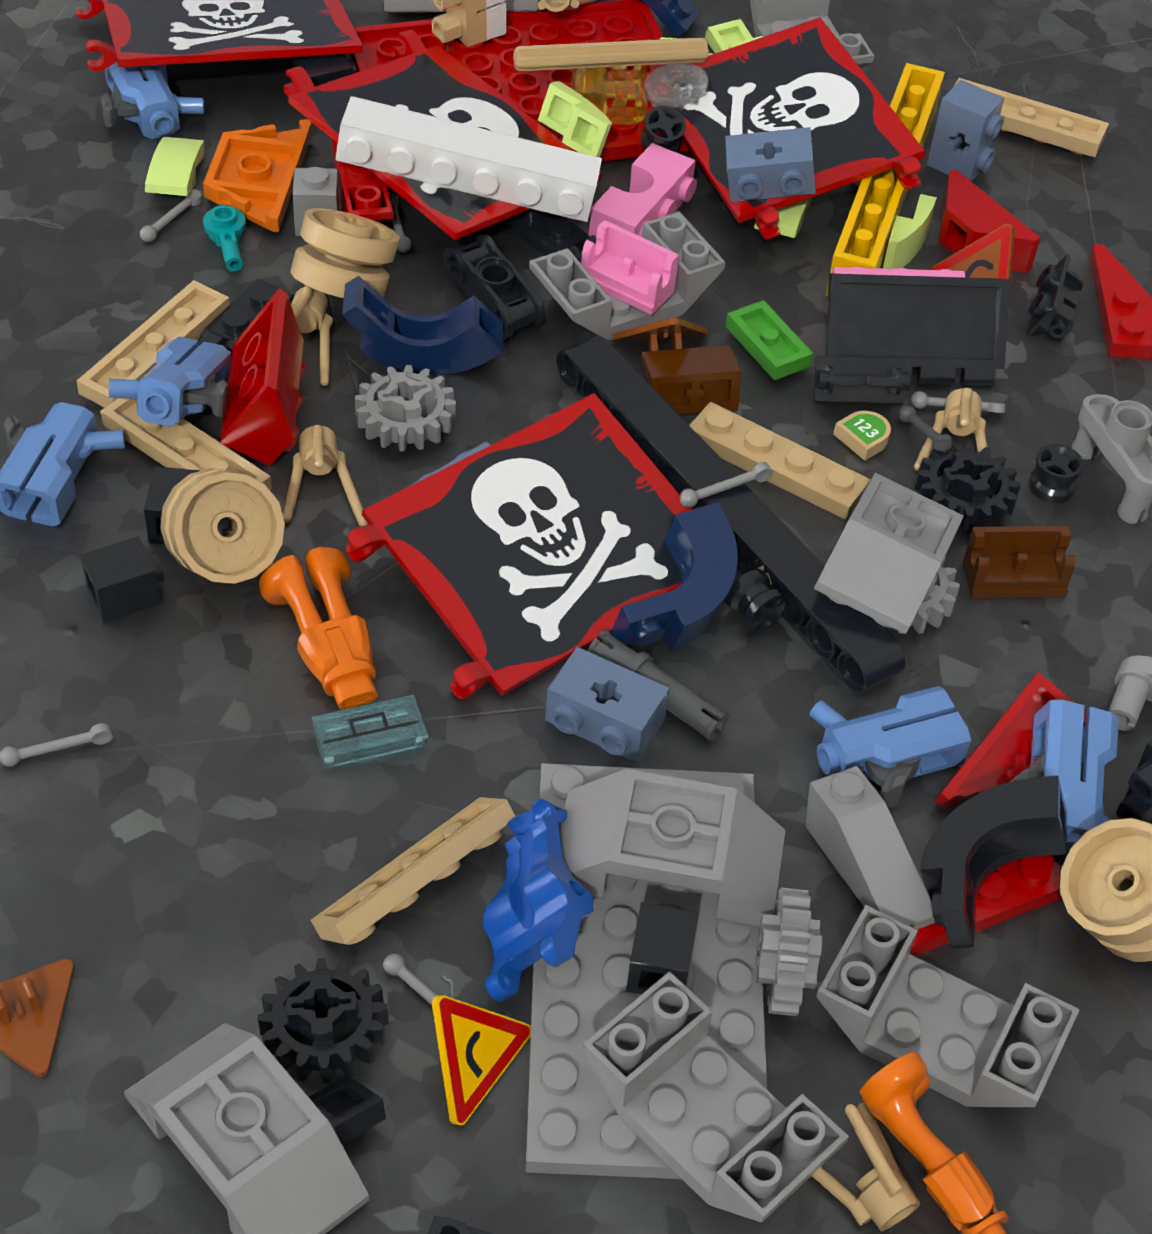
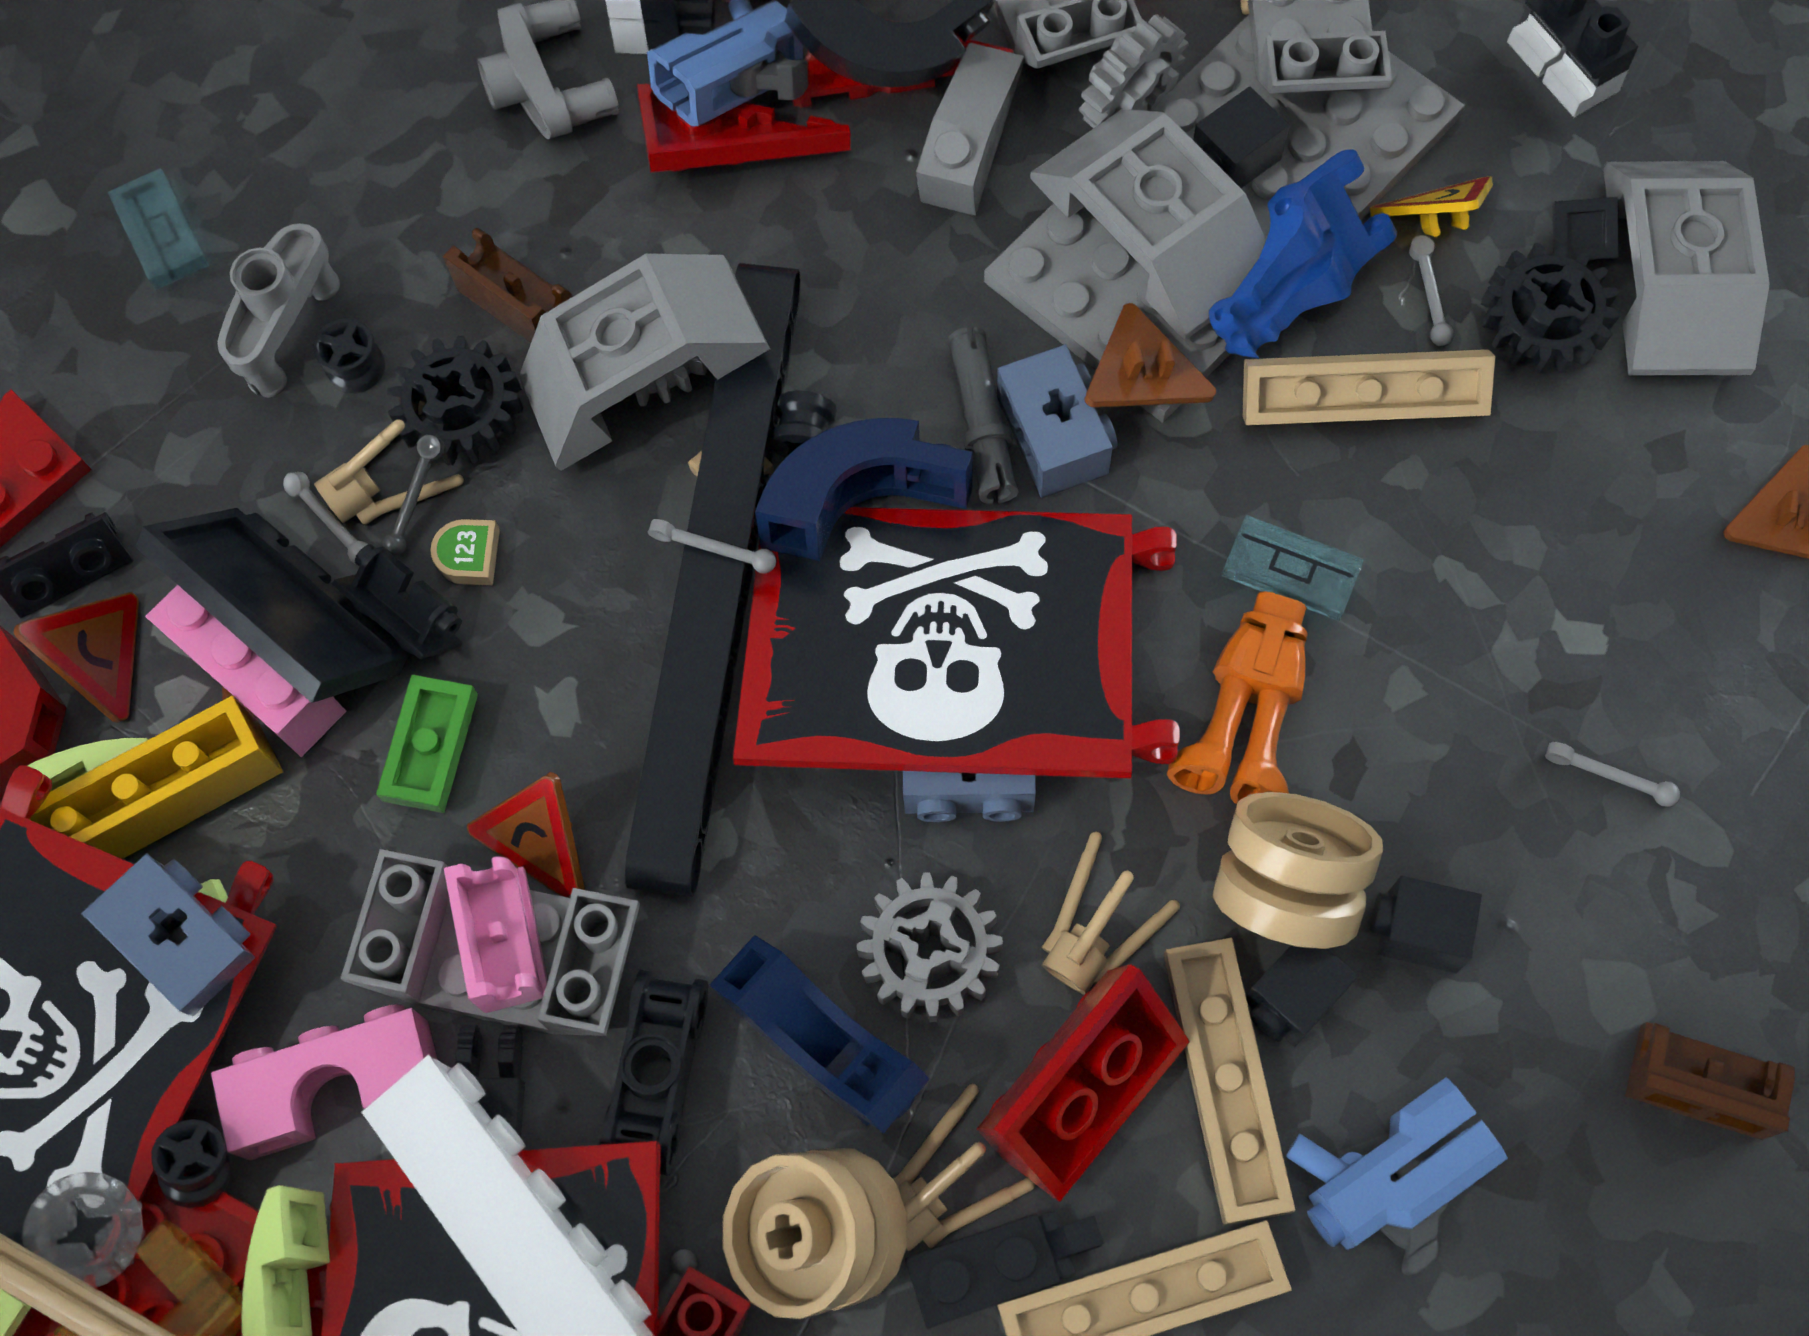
camera: 130 degrees left, 20 degrees up
(180, 383) = (1189, 1145): medium blue piece -> none
(572, 754) = (1144, 368): none -> dark orange piece
(694, 377) = (575, 747): reddish brown hinge -> none
(792, 465) = (592, 591): tan plate -> none
(894, 742) = (836, 205): medium blue piece -> none

